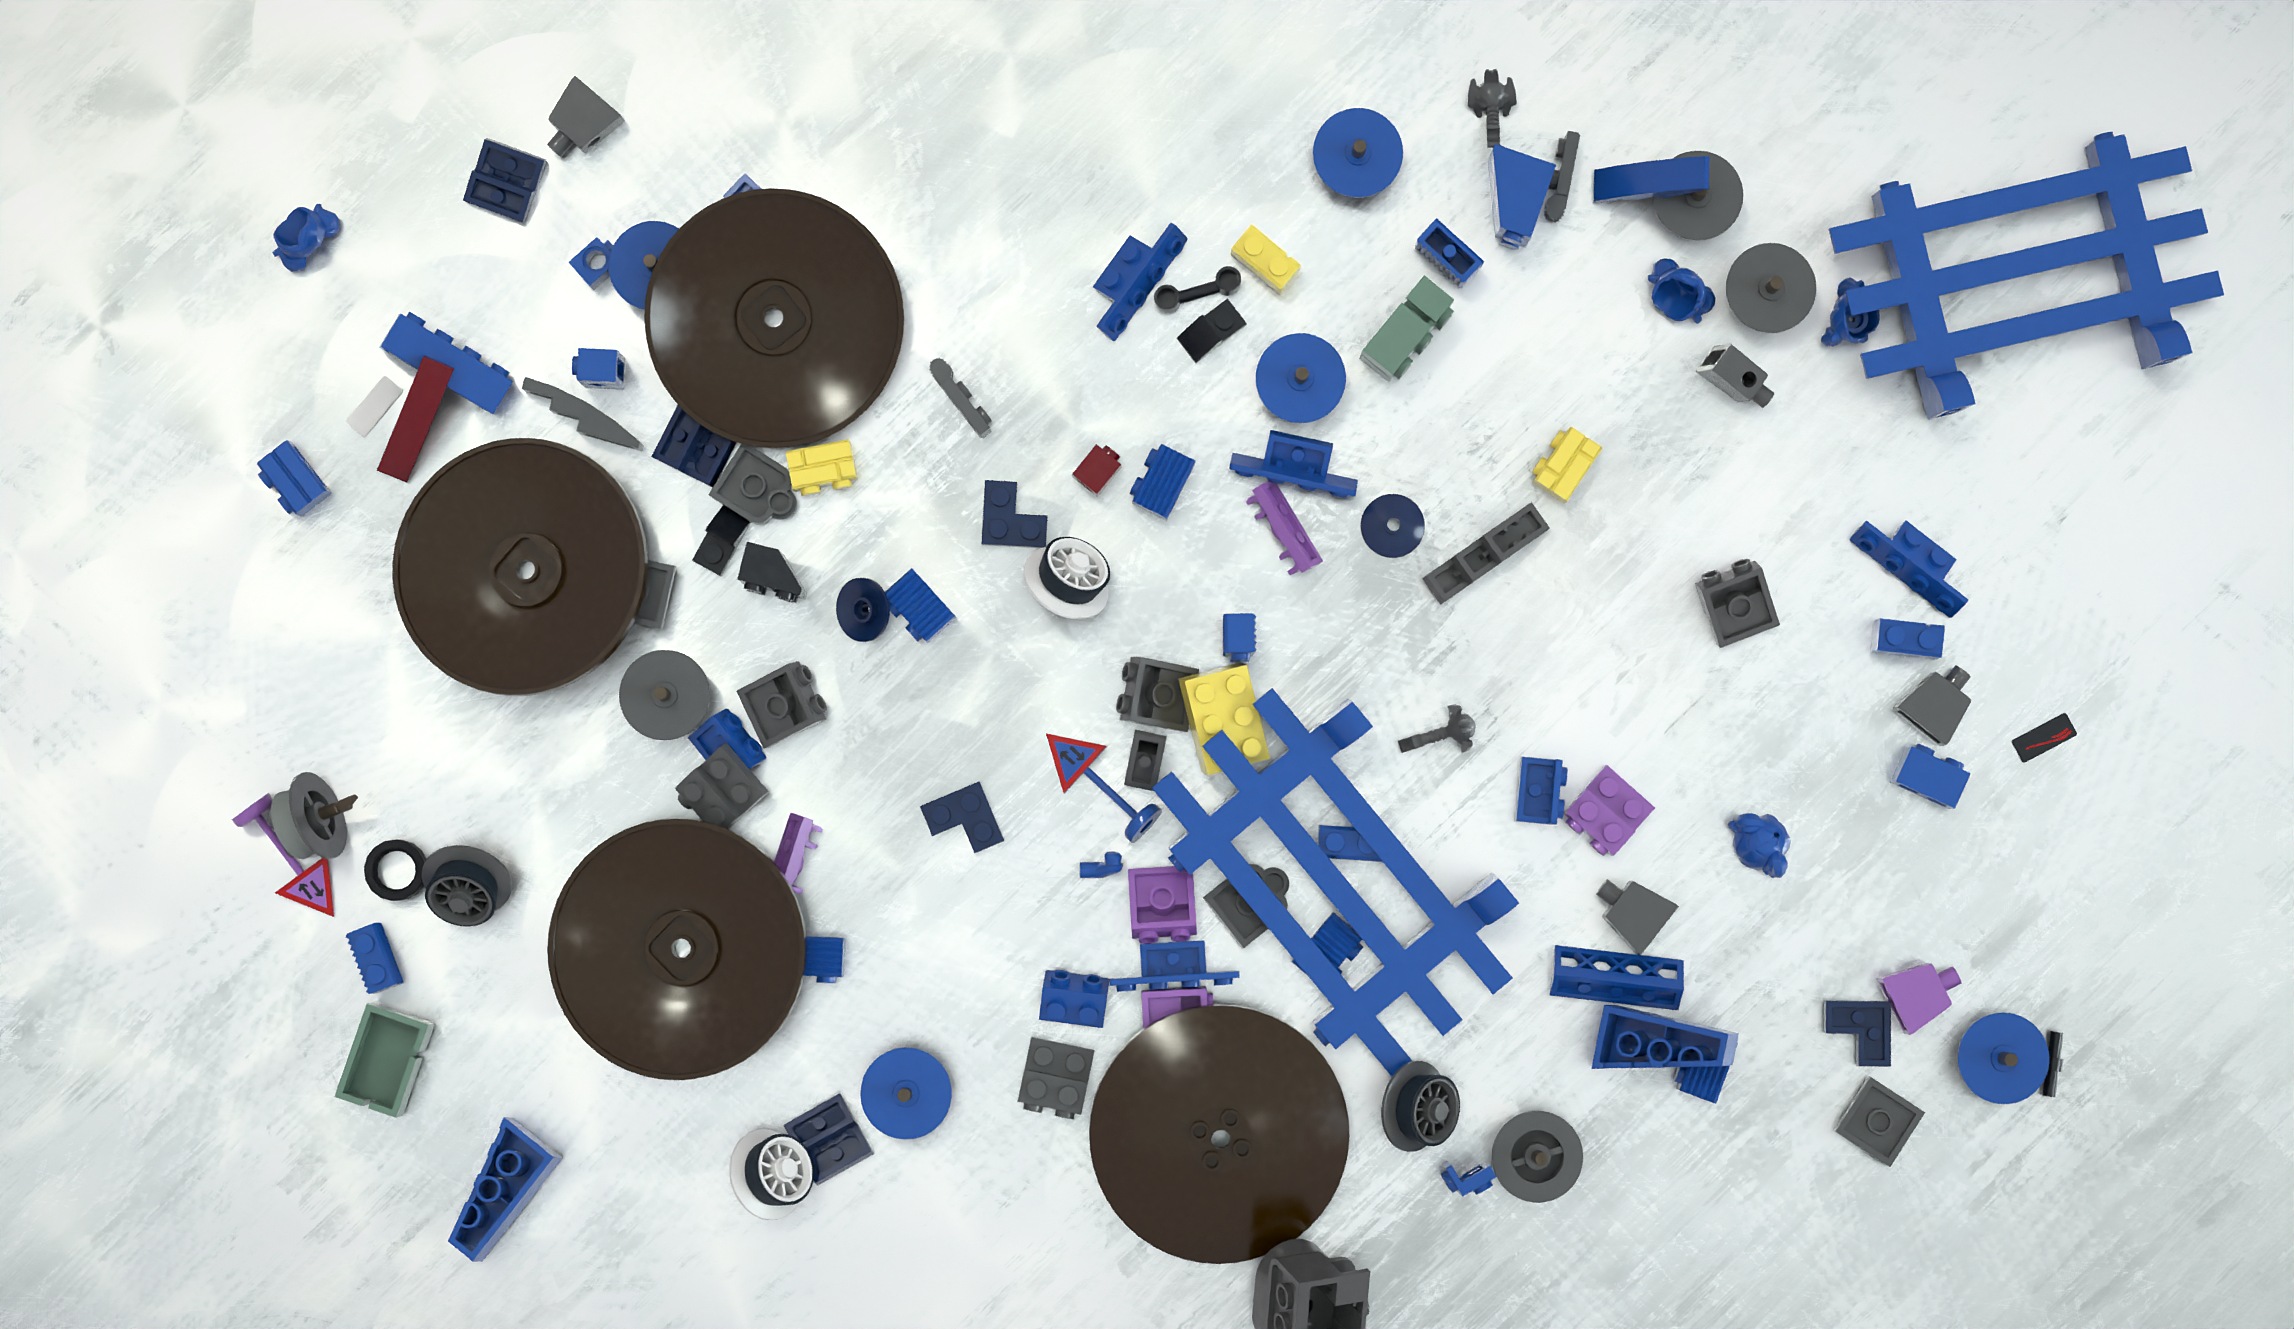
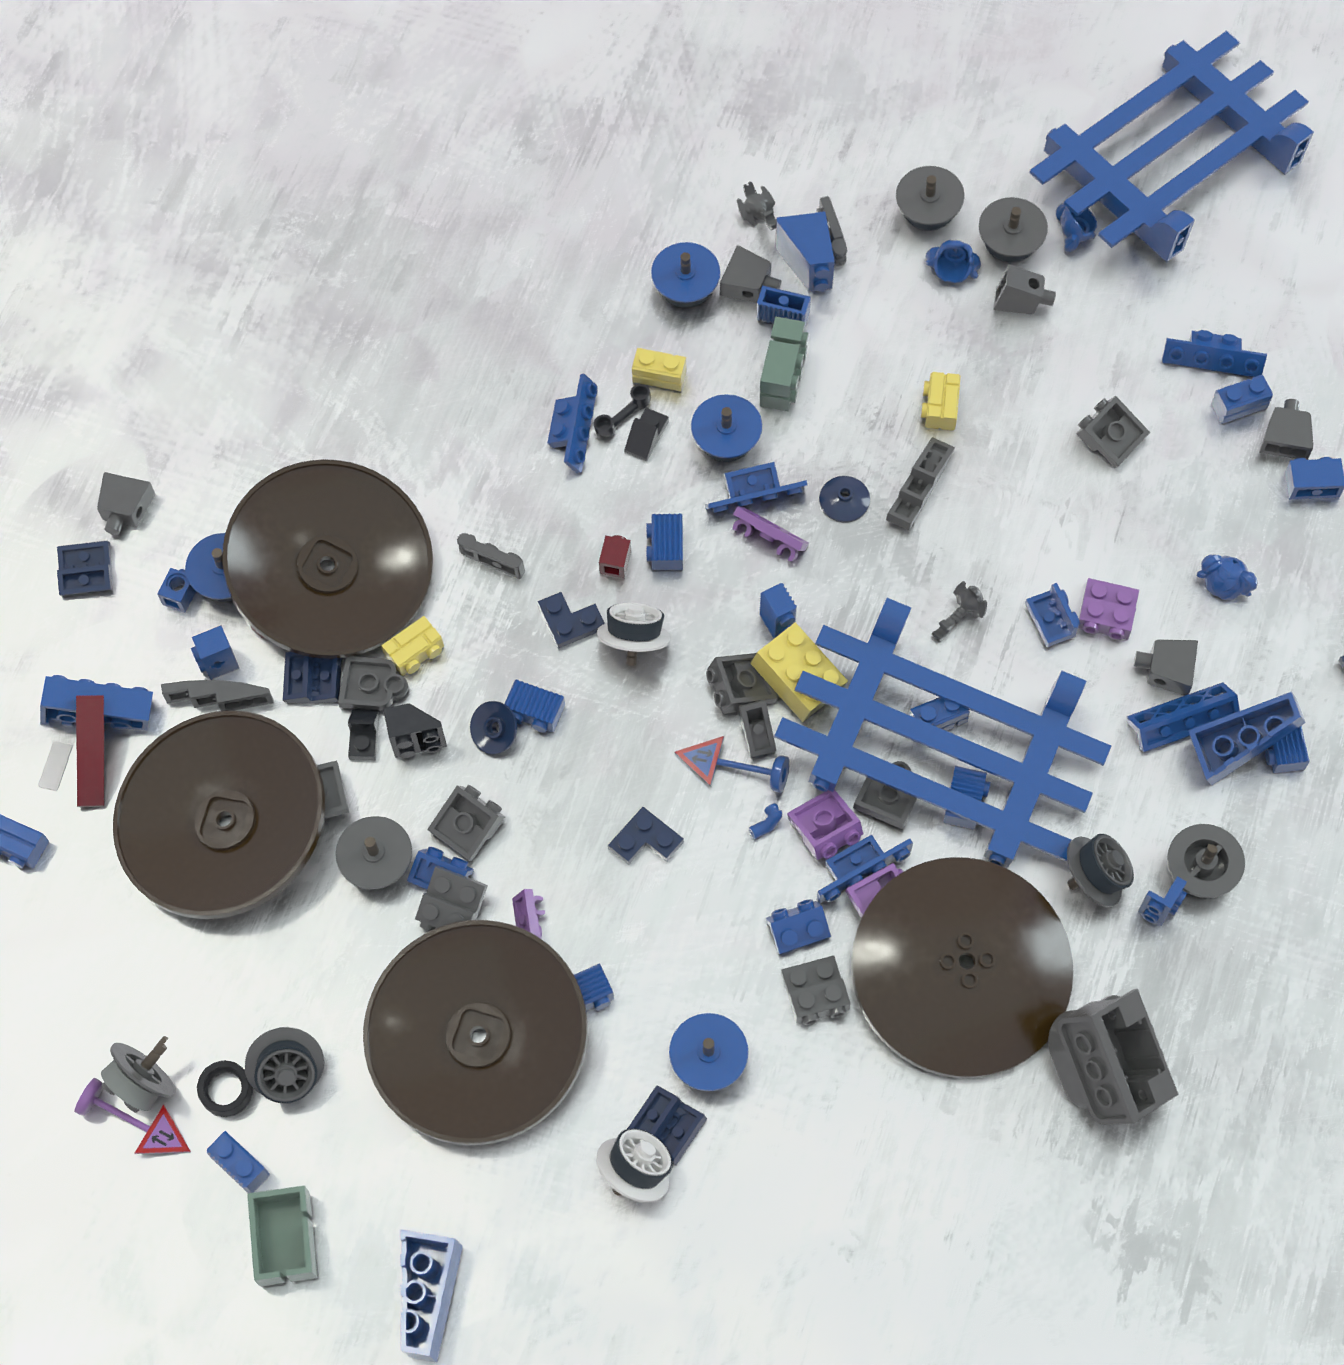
camera: 25 degrees left, 20 degrees down
(1431, 188) = (746, 276): none -> dark grey torso
(1651, 179) = (894, 194): blue slope -> none

